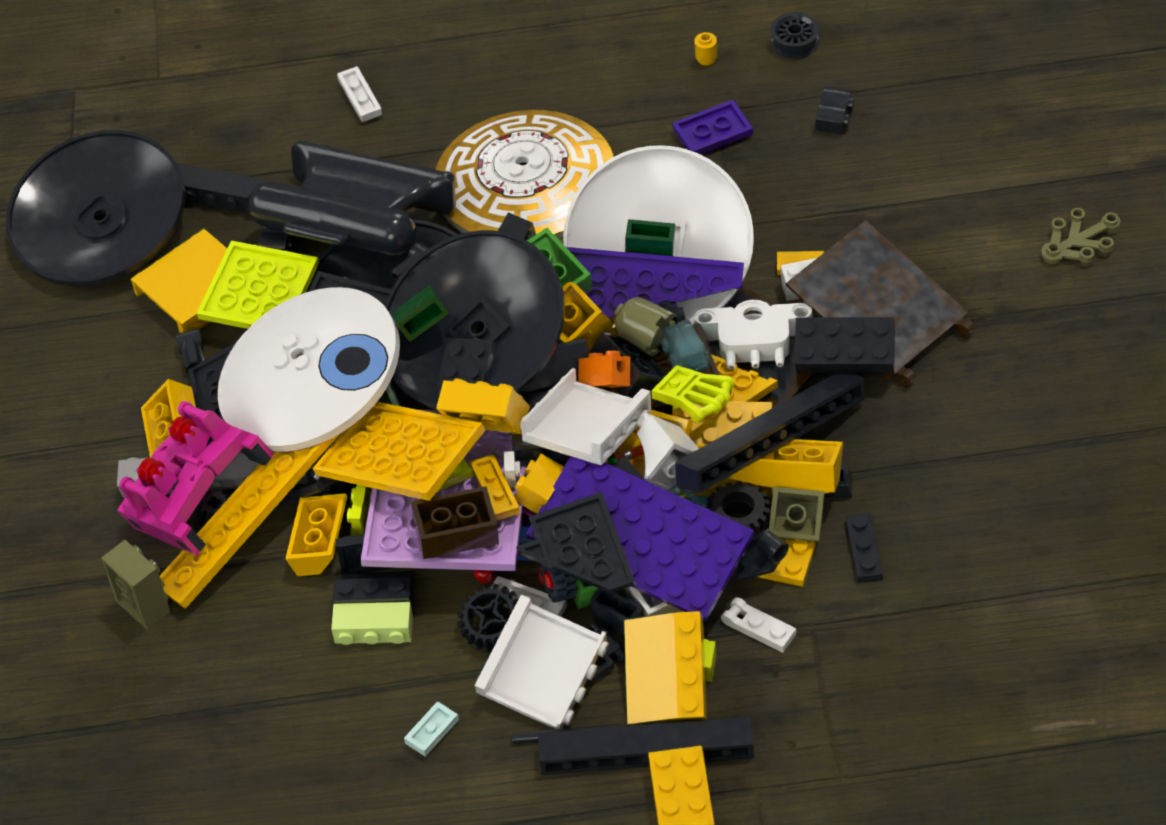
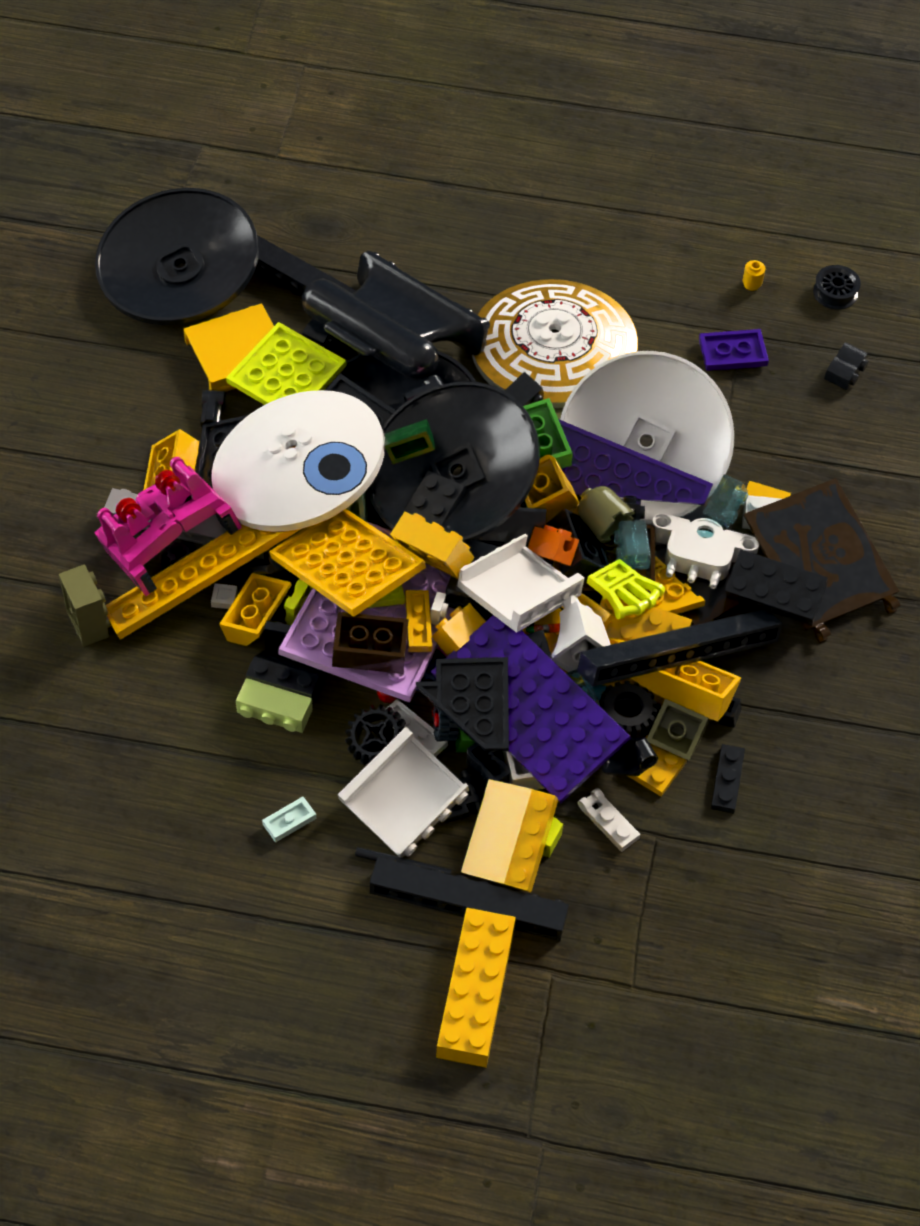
camera: 10 degrees right, 5 degrees up
(277, 532) = (223, 596): none -> white plate
(359, 94) = (439, 223): white plate -> none
(650, 237) = (637, 435): dark green brick -> none
(763, 276) = (726, 501): none -> clear light blue brick

